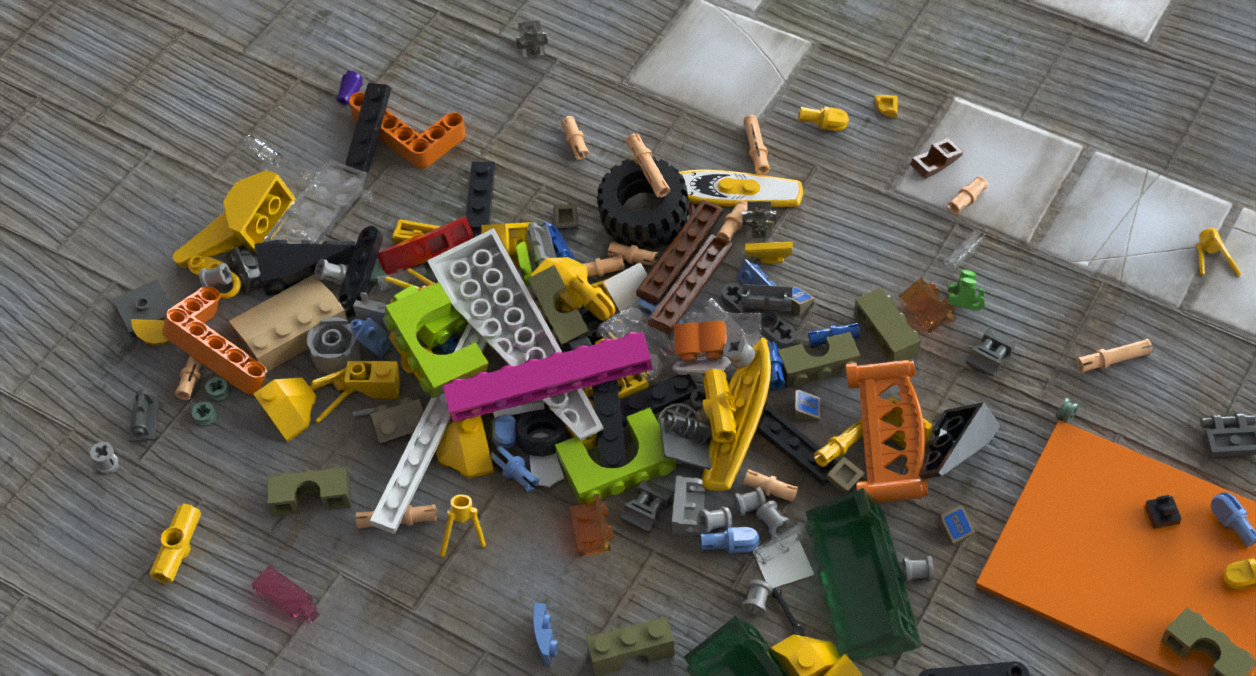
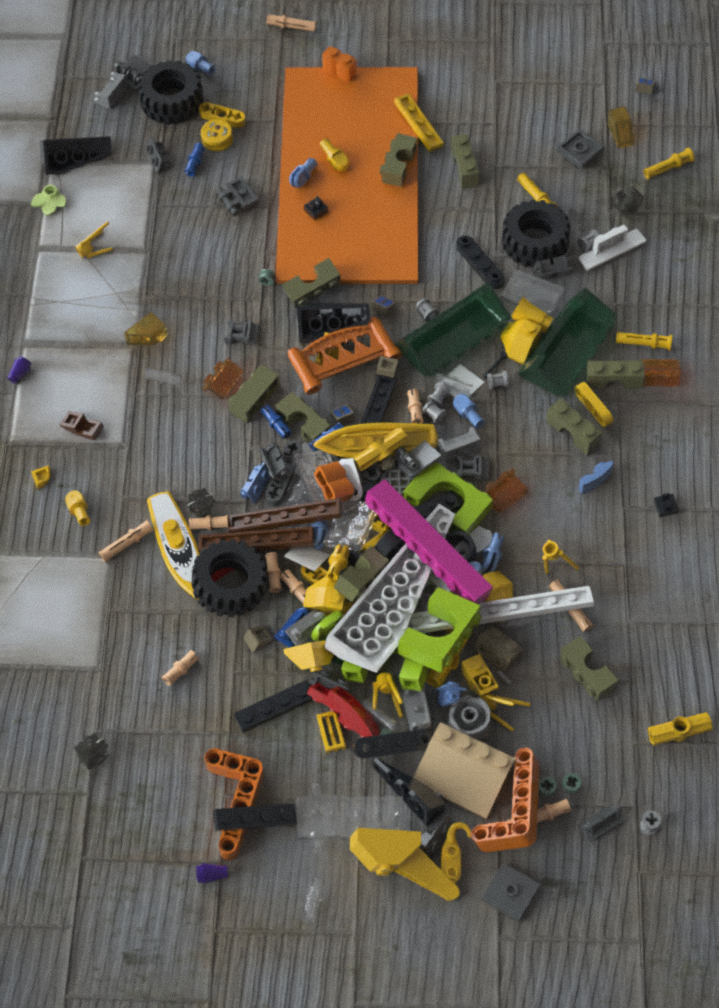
camera: 120 degrees left, 5 degrees up
(149, 331) = (527, 863): yellow tile -> none
(215, 276) = (462, 839): light grey bush -> none
(285, 594) = (666, 641): clear pink hinge -> none
(287, 405) = (531, 726): yellow slope -> none
(330, 271) = (407, 763): light grey bush -> none
(644, 158) = (203, 575): light nougat pin -> none
(714, 519) = (463, 424): light grey bush -> none
(739, 352) = (329, 452): light grey wheel -> none
(769, 252) = (226, 483): yellow tile -> none
(800, 300) = (254, 456): dark tan slope -> none
(838, 445) = (363, 378): yellow pin -> none
(965, 292) = (204, 352): bright green piece -> none
(967, 195) = (110, 392): light nougat pin -> none
(1029, 466) = (301, 292): none -> olive arch
(1041, 258) = (146, 331): none -> clear yellow slope
(1048, 126) = (19, 369): none -> dark purple cone
(1103, 359) = (213, 273): light nougat pin -> none

